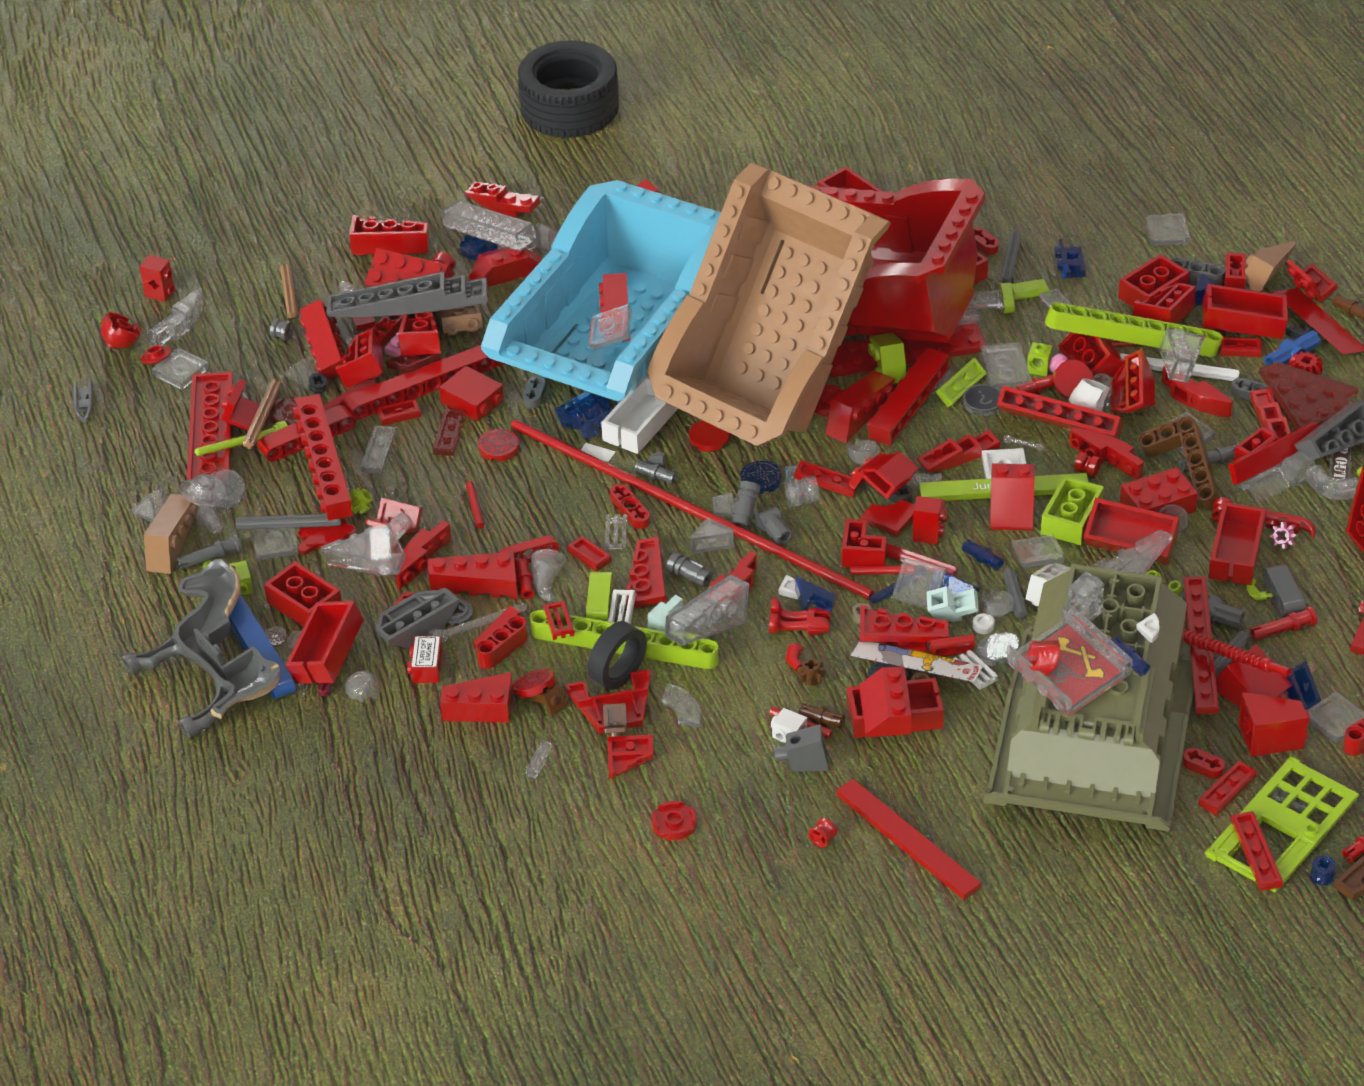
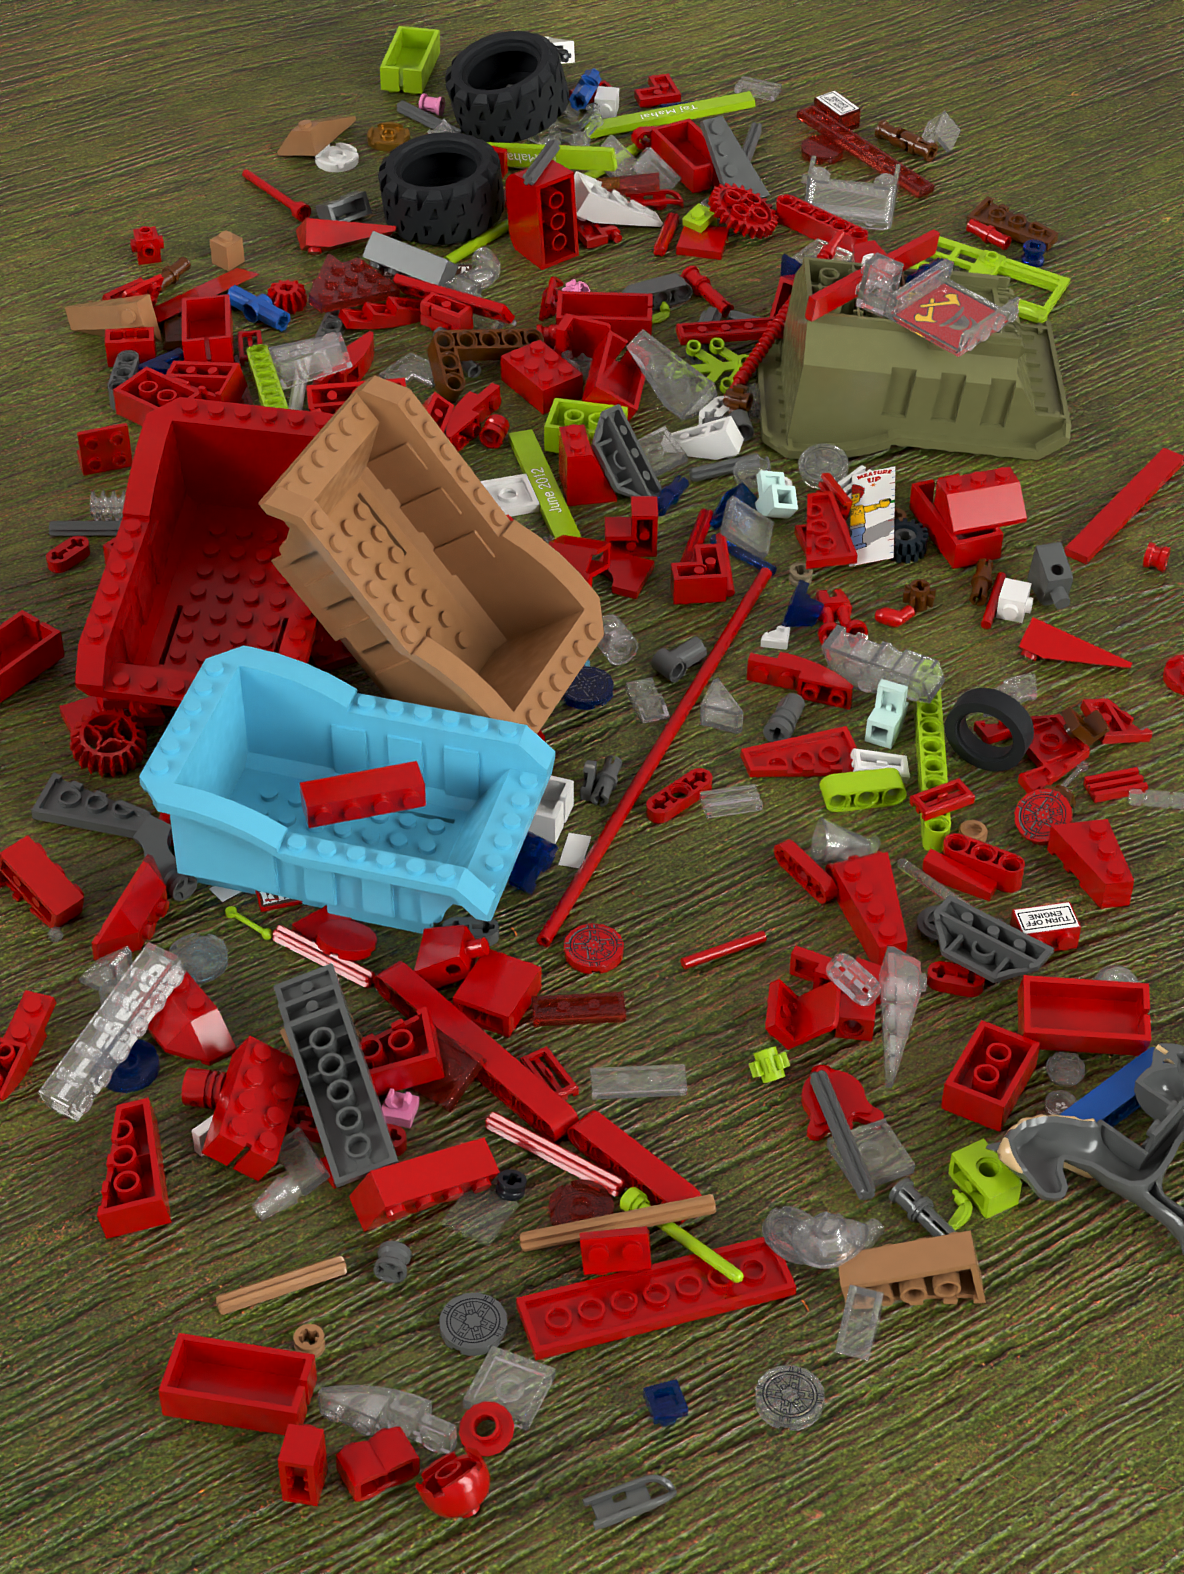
camera: 105 degrees left, 0 degrees up
(119, 473) = (789, 1397): none -> clear tile
(134, 417) = (665, 1402): none -> clear blue tile
(152, 309) = (377, 1463): none -> red brick
(221, 262) = (237, 1384): none -> red piece
(228, 358) = (473, 1323): none -> dark grey tile
(246, 298) = (315, 1334): none -> medium nougat bush
(323, 457) = (712, 1104): red brick -> none
(363, 359) = (460, 1118): red wedge -> none
(506, 374) = (448, 954): none -> red torso
(540, 650) = (974, 829): none -> medium nougat tile
(562, 728) = (1112, 783): none -> red tile
(569, 708) = (1082, 767): none -> clear hinge
(589, 553) = (779, 820): red tile -> none
(610, 327) = (438, 768): clear tile -> none
(724, 743) = (1056, 645): none -> red wedge
(744, 505) = (661, 679): dark grey axle -> none
(1009, 513) = (623, 456): none -> dark grey wedge
(1027, 260) = (107, 507): none -> clear piece
(1046, 654) = (967, 308): hair -> none
(1069, 261) = (105, 478): clear blue bracket -> none
(1099, 260) = (104, 449): none -> red bracket
(1125, 616) = (845, 288): none -> red tile
(1167, 229) = (28, 413): clear tile -> none
(1200, 511) = (579, 335): none -> red bracket
(1256, 851) = (1044, 283): red tile -> none

